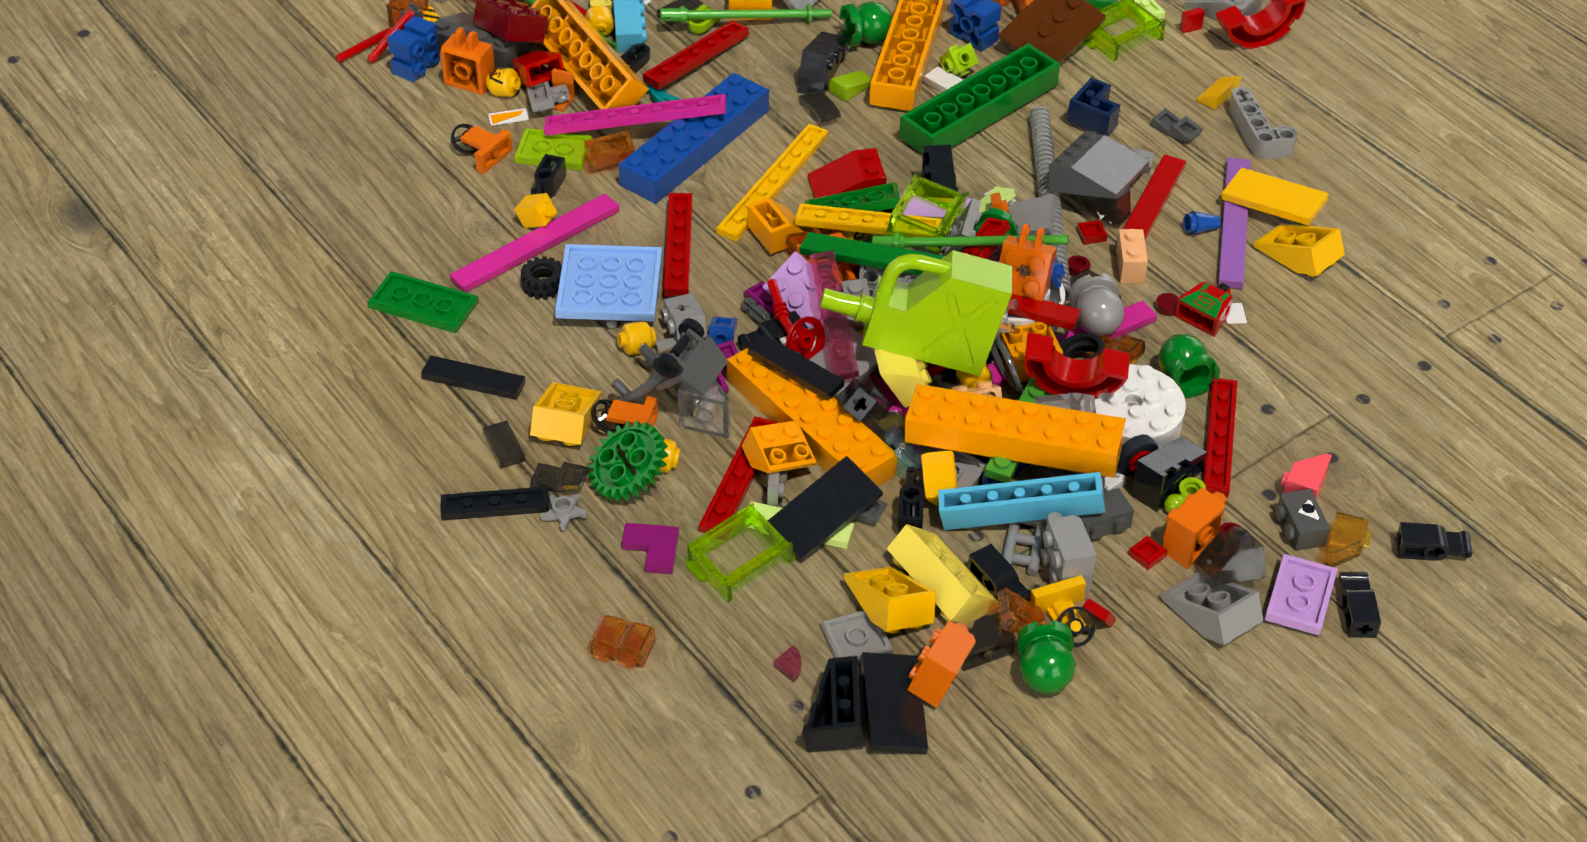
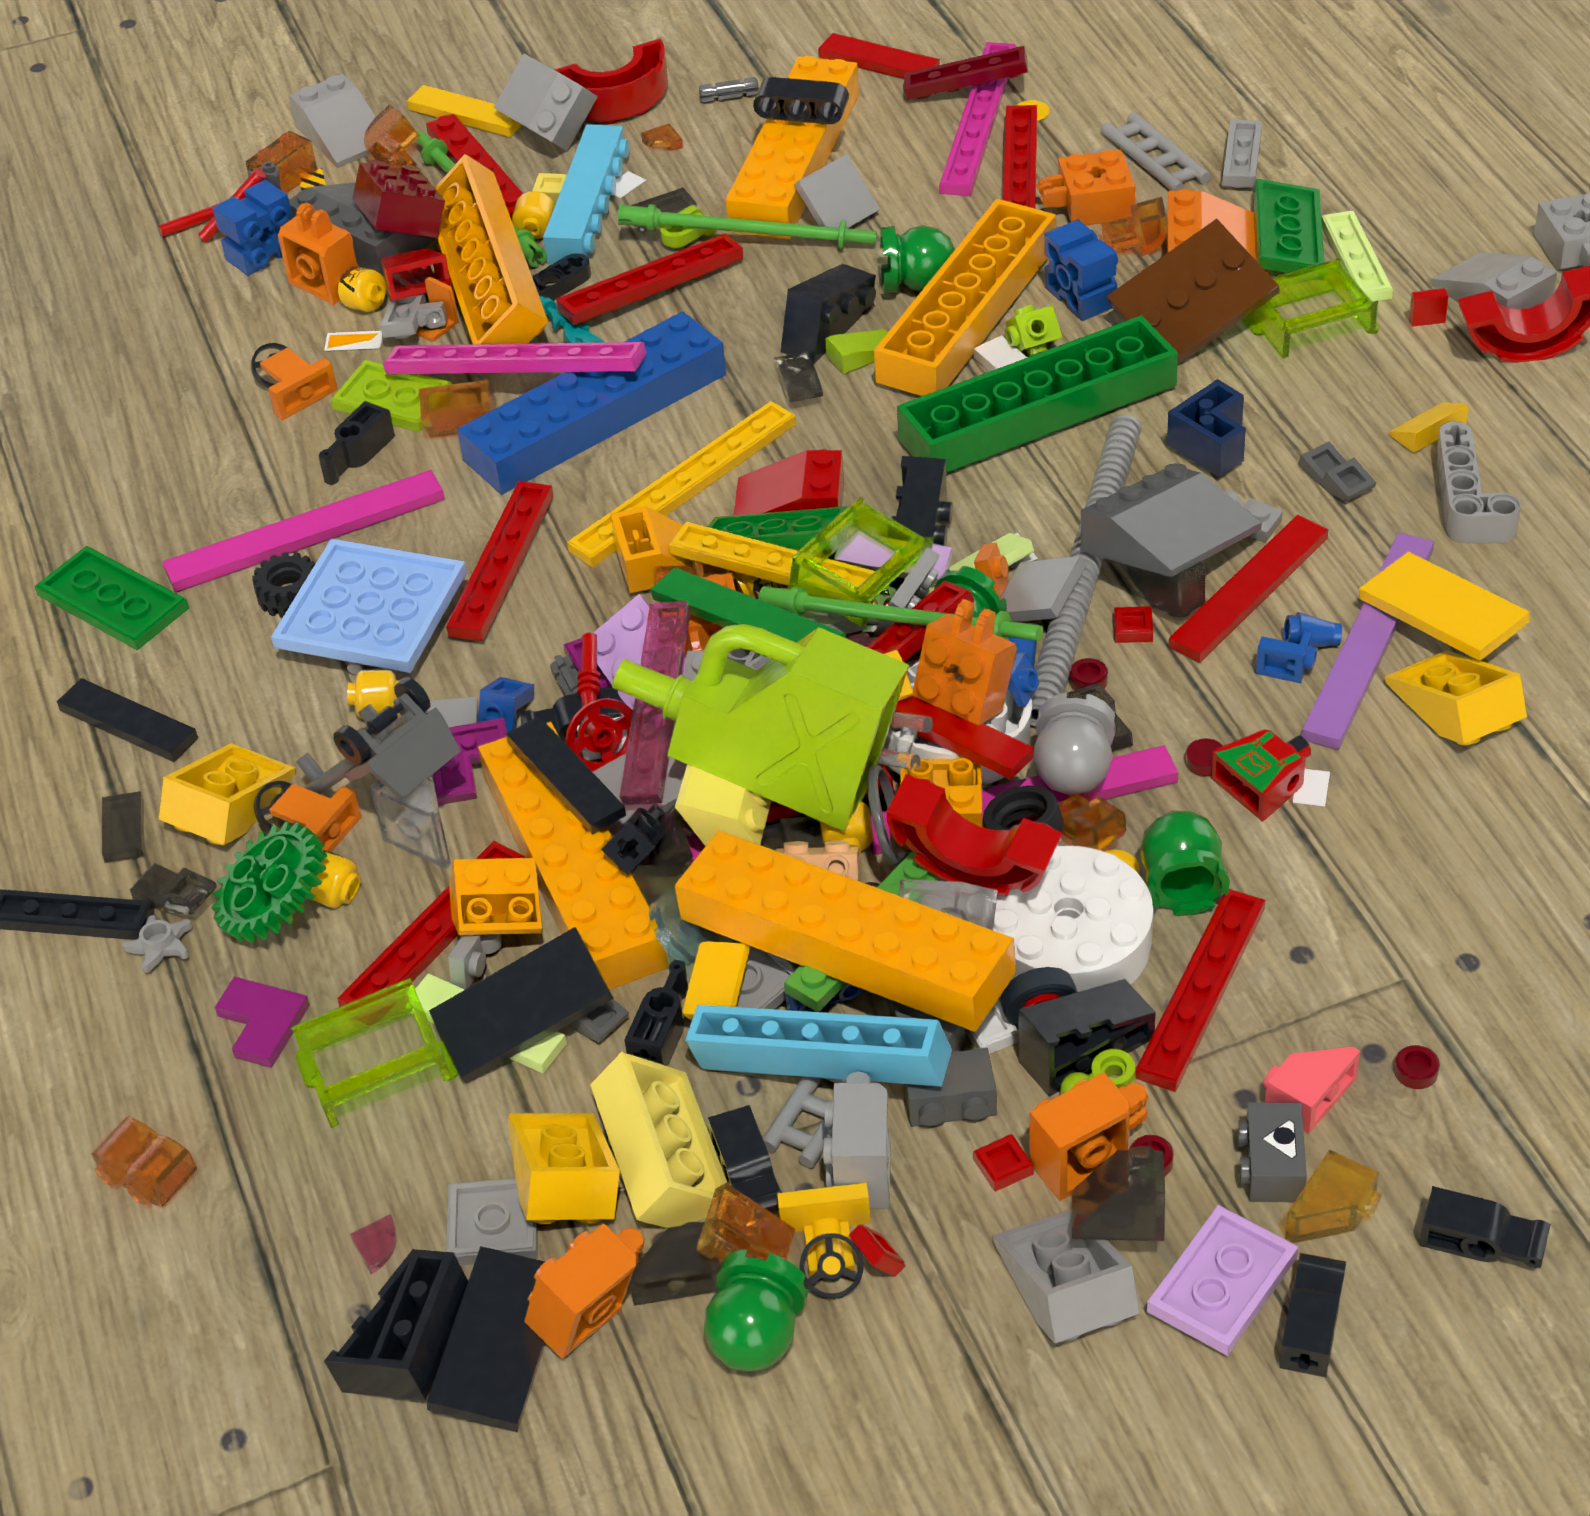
camera: 20 degrees right, 0 degrees up
(535, 210) = (317, 483): yellow brick -> none
(680, 308) = (452, 673): light grey brick -> none
(1131, 256) = (1173, 671): light nougat brick -> none
(1193, 239) = (1286, 659): none -> blue bracket
(1359, 460) = (1416, 1067): none -> dark red tile

